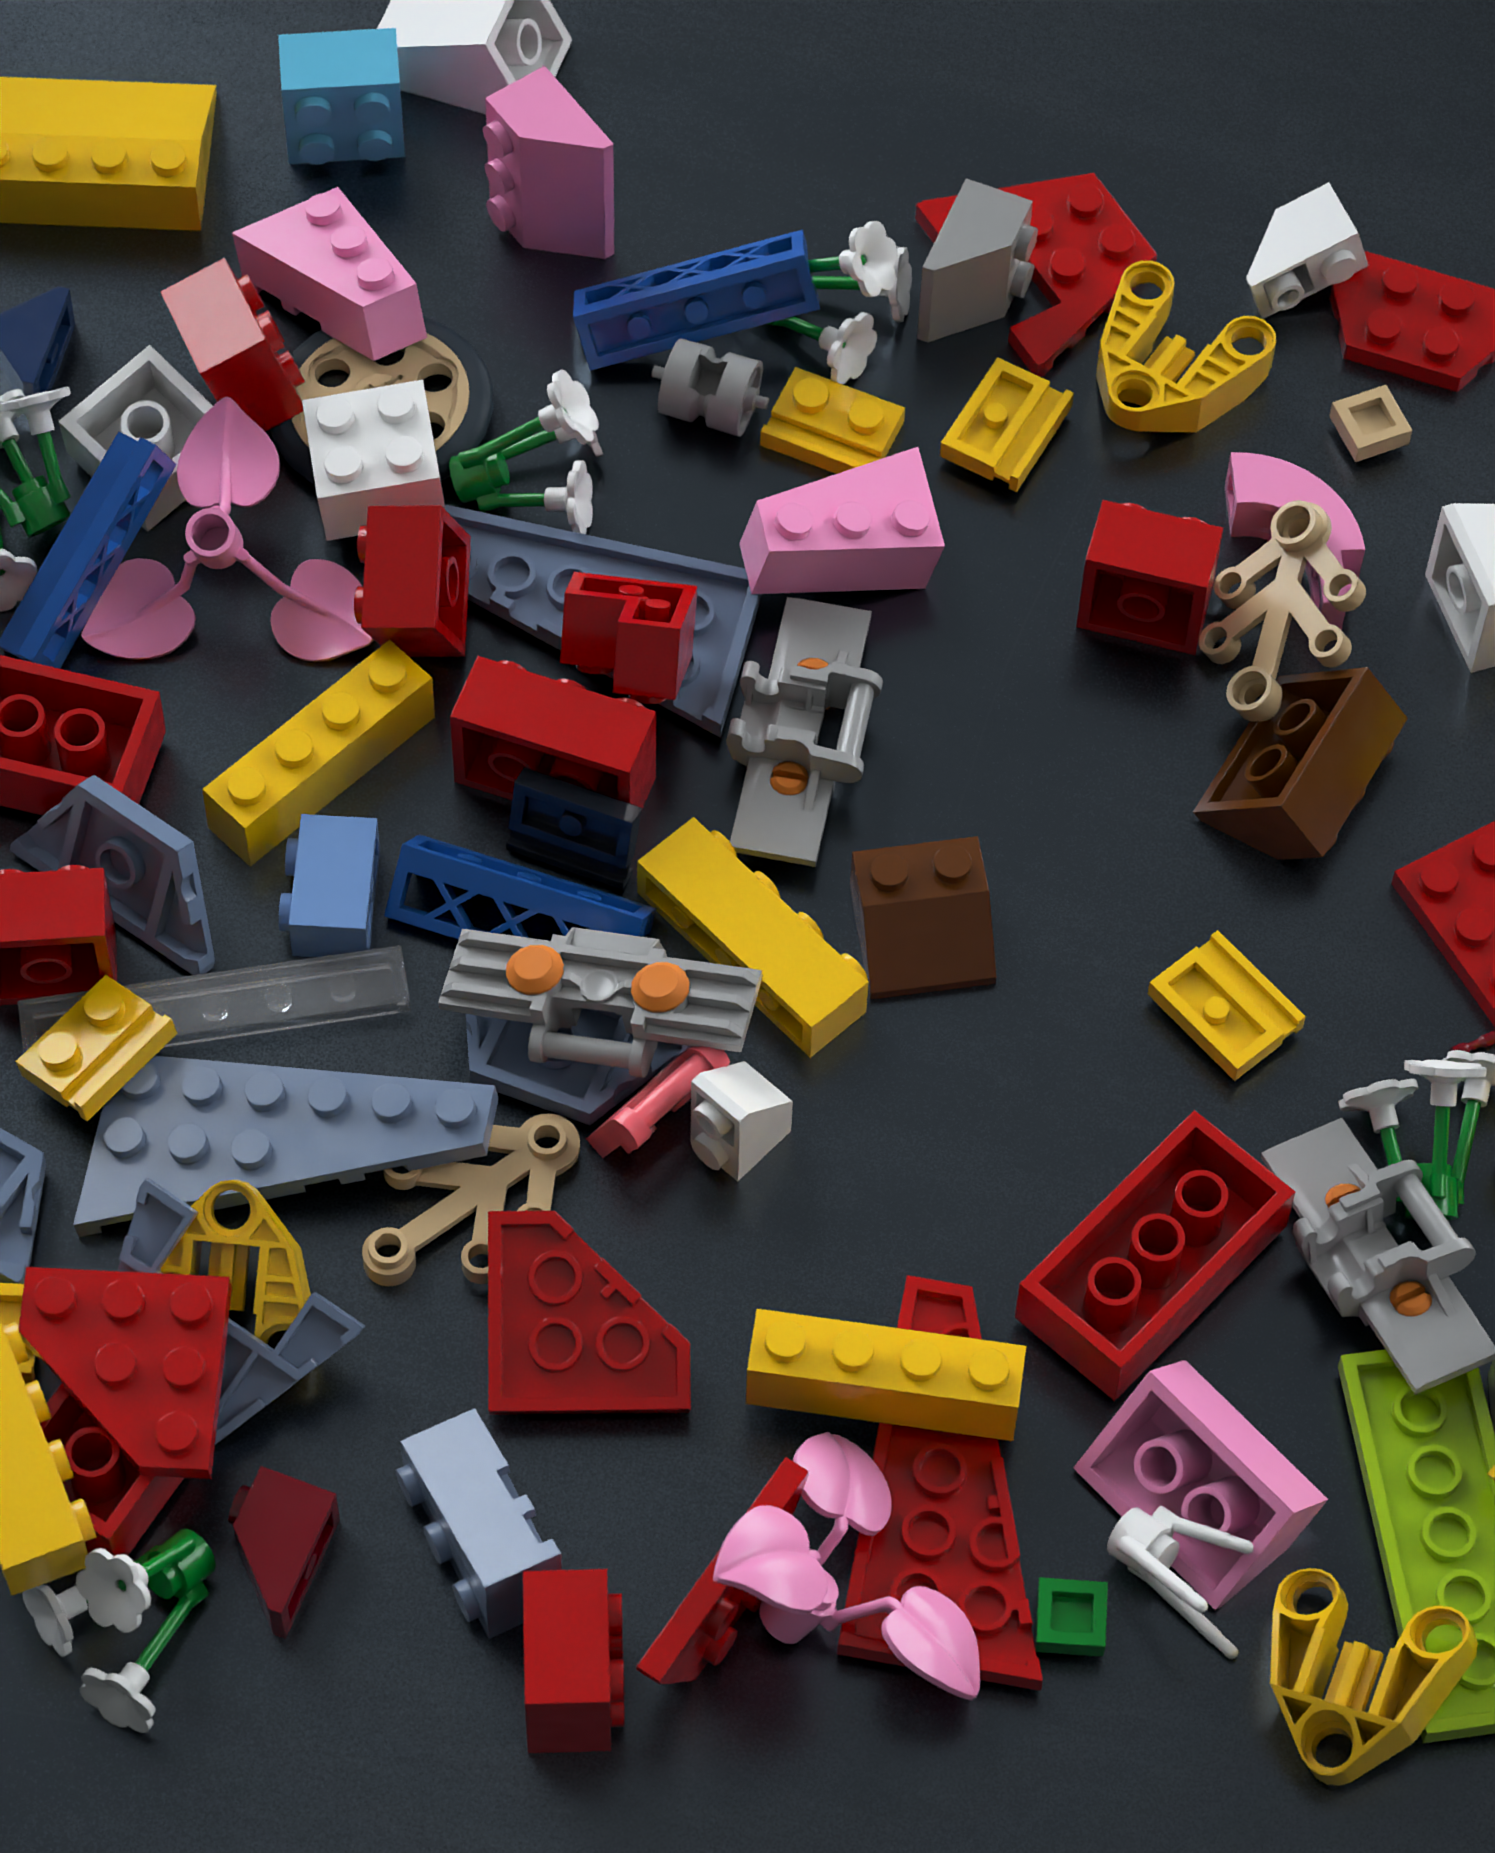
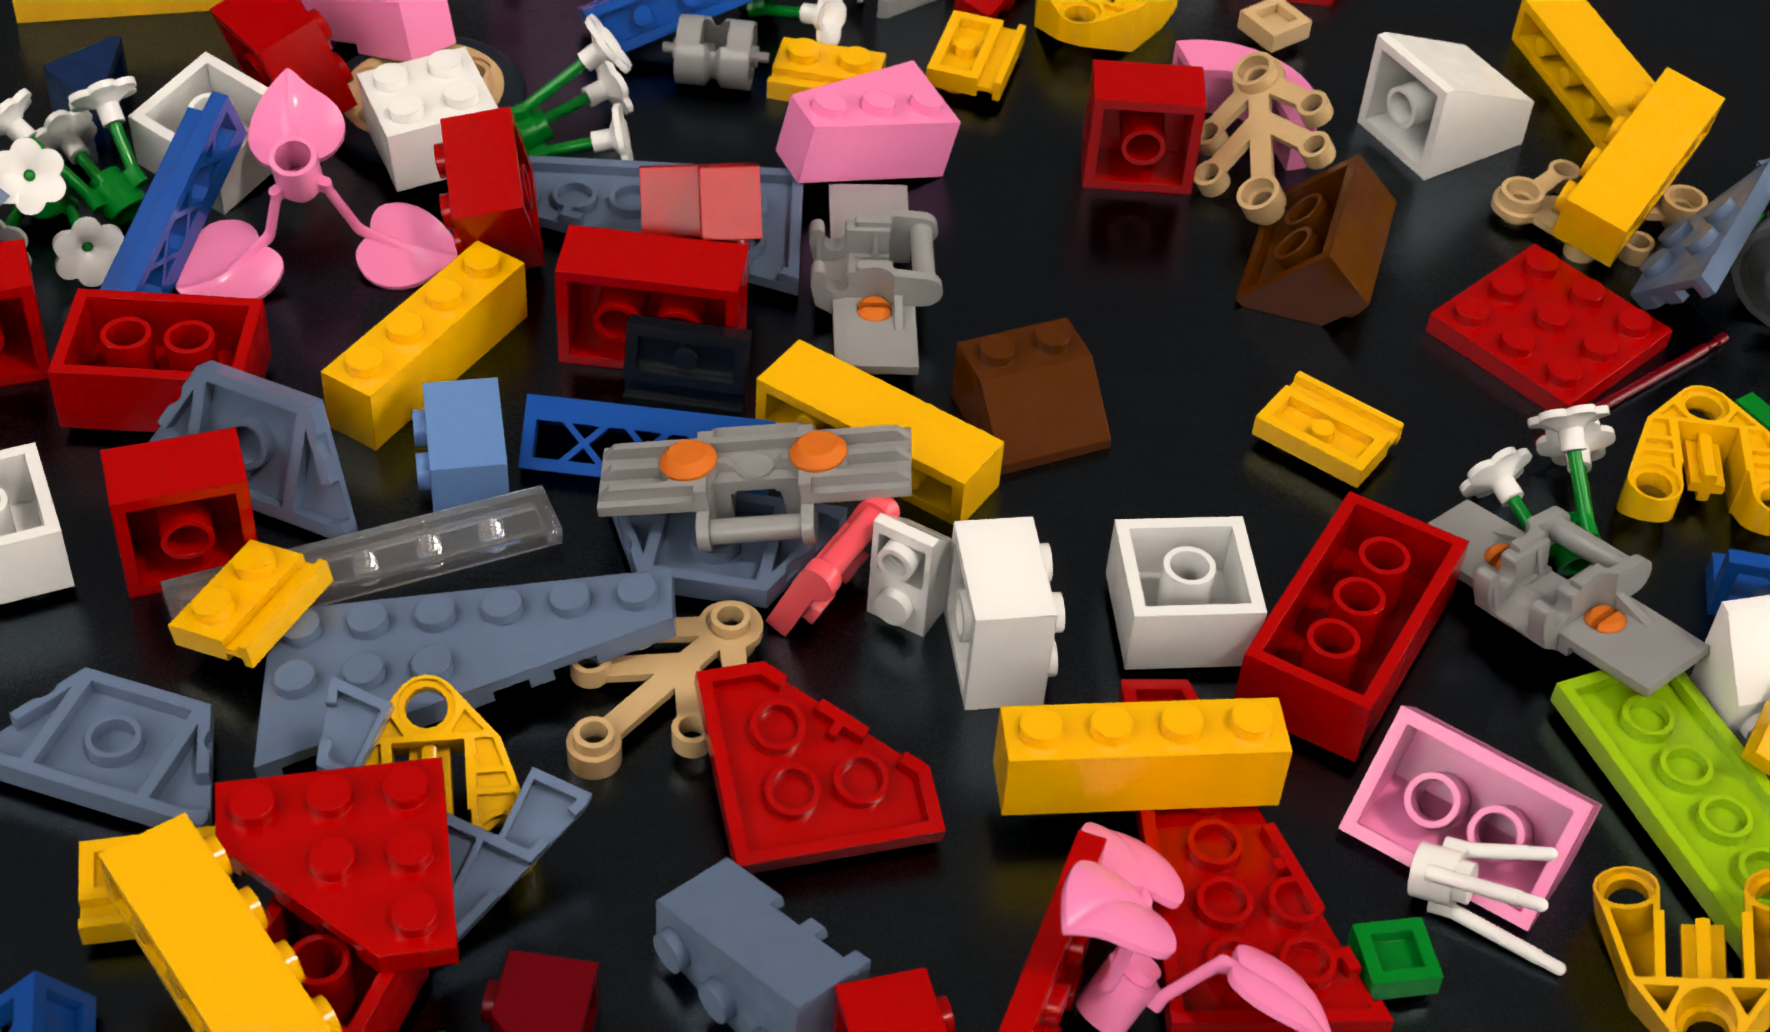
camera: 15 degrees left, 15 degrees down
(806, 1187) = (1002, 612): none -> white brick
(997, 1188) = (1184, 591): none -> white brick

